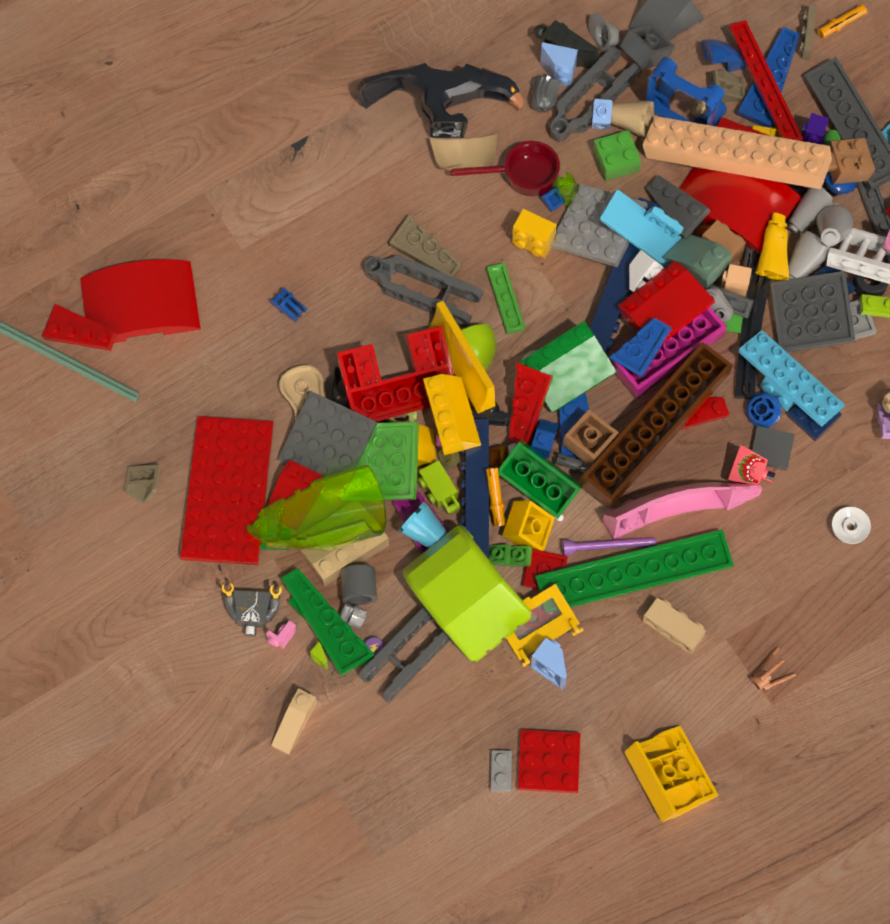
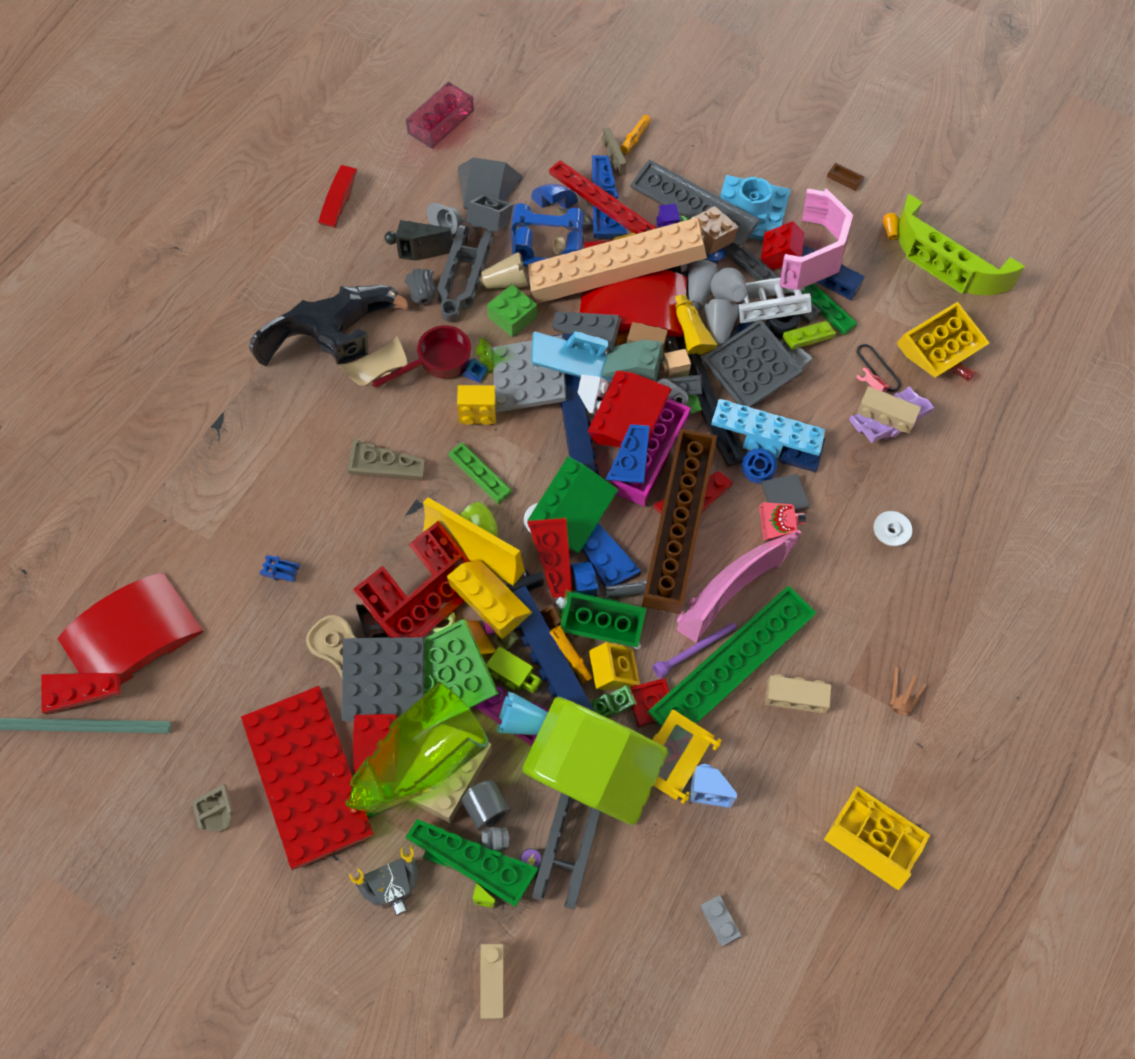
camera: 30 degrees left, 5 degrees down
(285, 633) = (436, 891): bright pink bracket -> none
(383, 269) = (354, 496): dark grey piece -> none
(549, 761) = (759, 886): red plate -> none
(559, 62) = (420, 254): light blue slope -> none
(589, 437) = (629, 559): medium nougat brick -> none
(602, 114) = (481, 282): light blue bracket -> none

